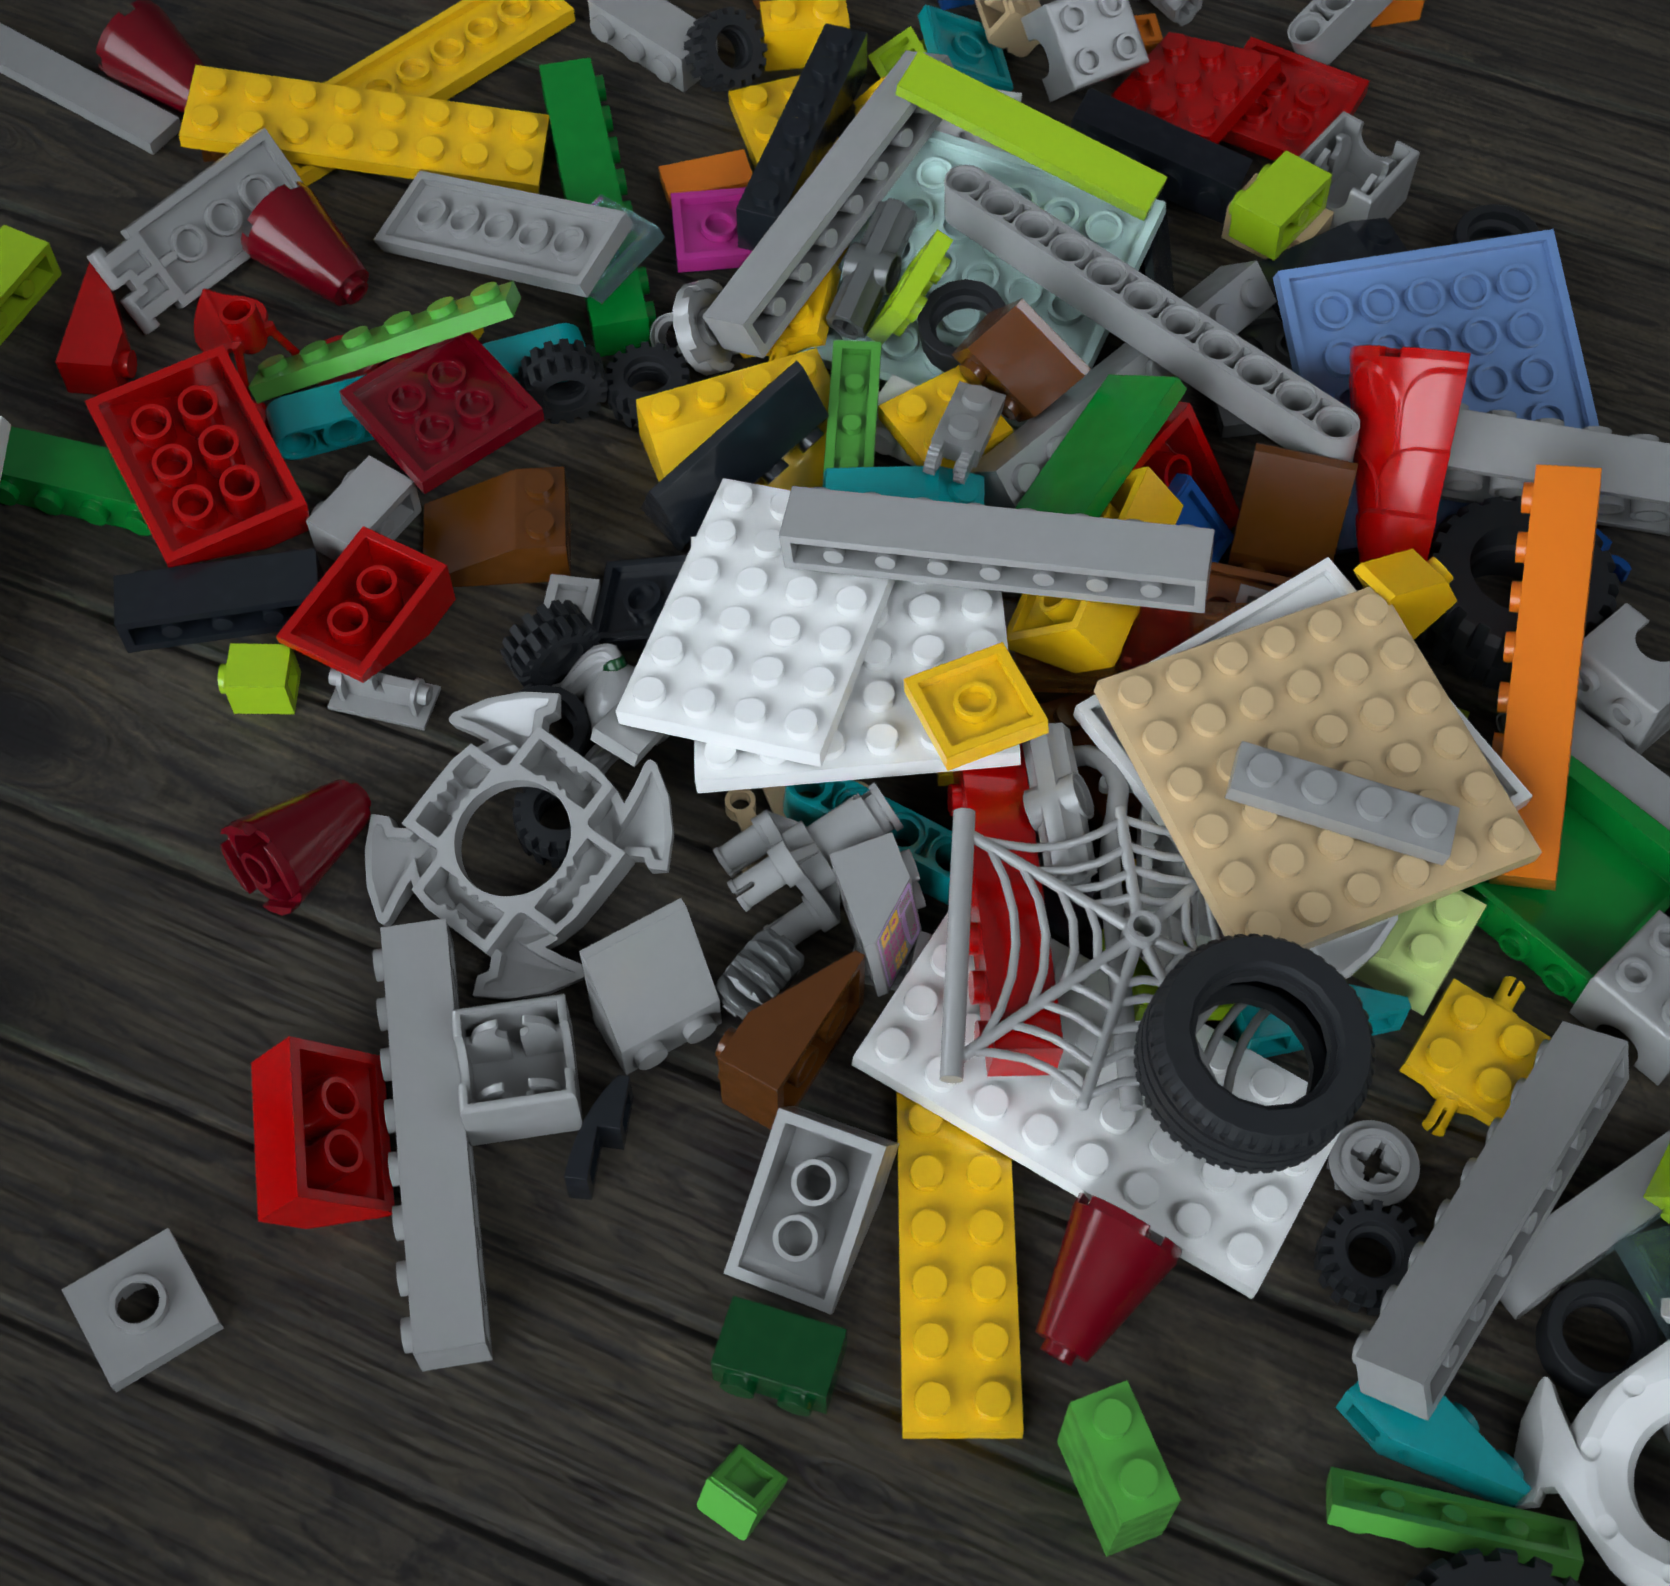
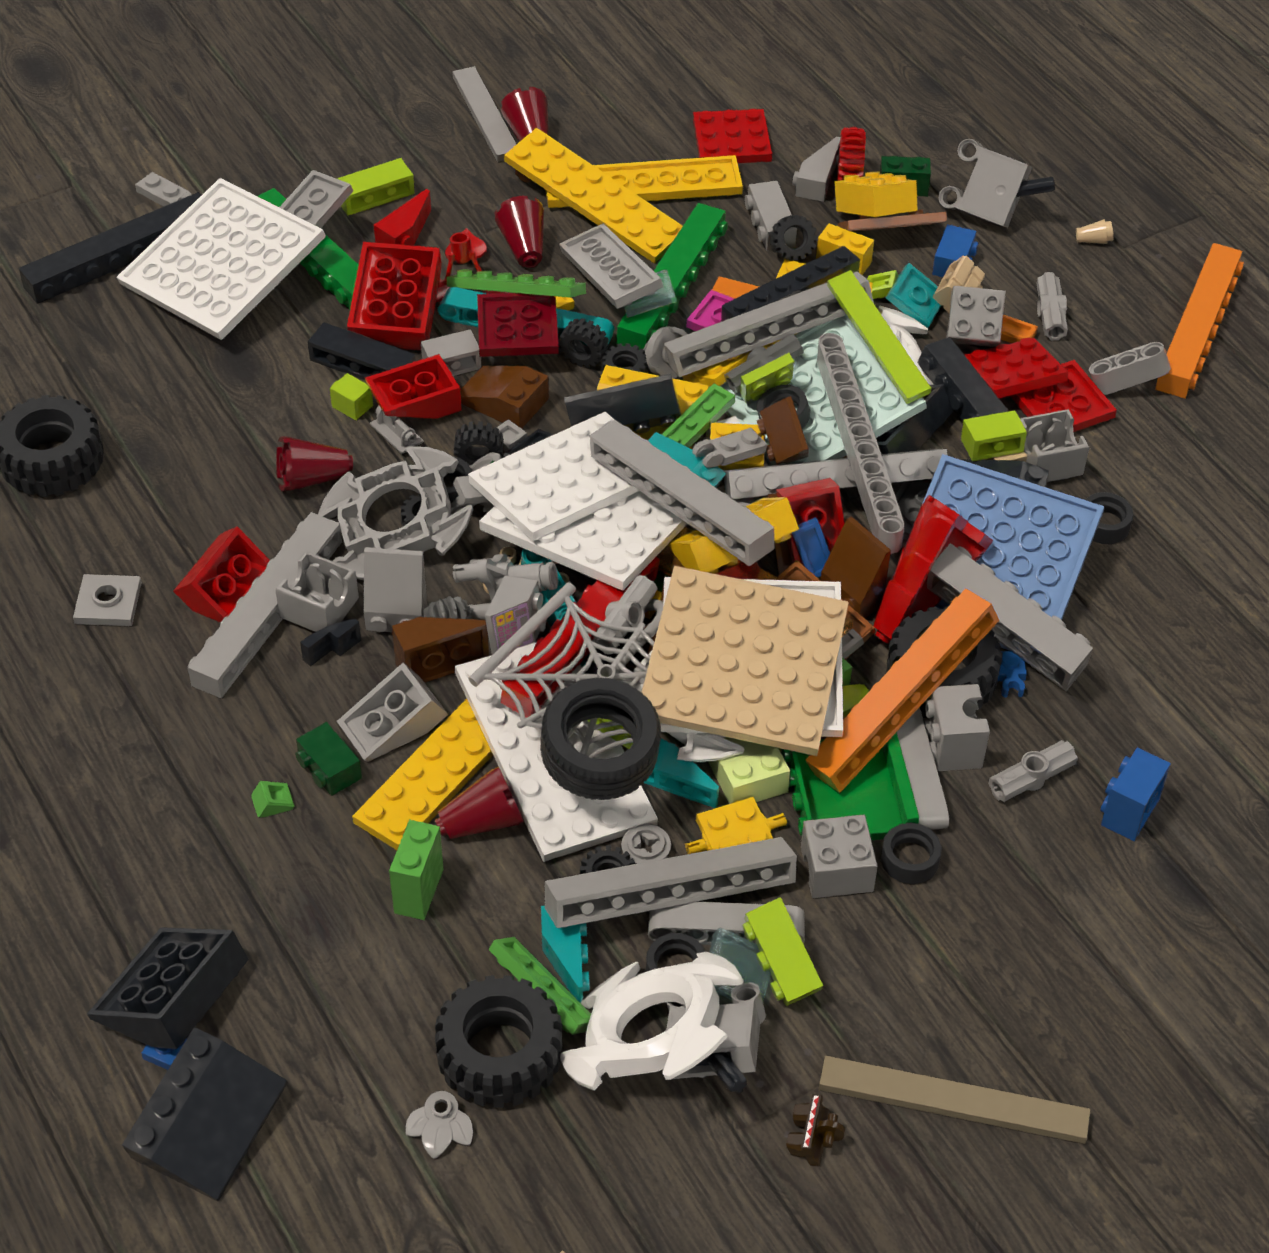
camera: 35 degrees right, 10 degrees down
(194, 232) = (475, 200): light grey hinge -> none
(975, 706) = (615, 549): yellow plate -> none
(1104, 444) = (783, 483): green tile -> none
(1342, 803) = (735, 671): light grey plate -> none
(1411, 585) = (870, 619): yellow slope -> none

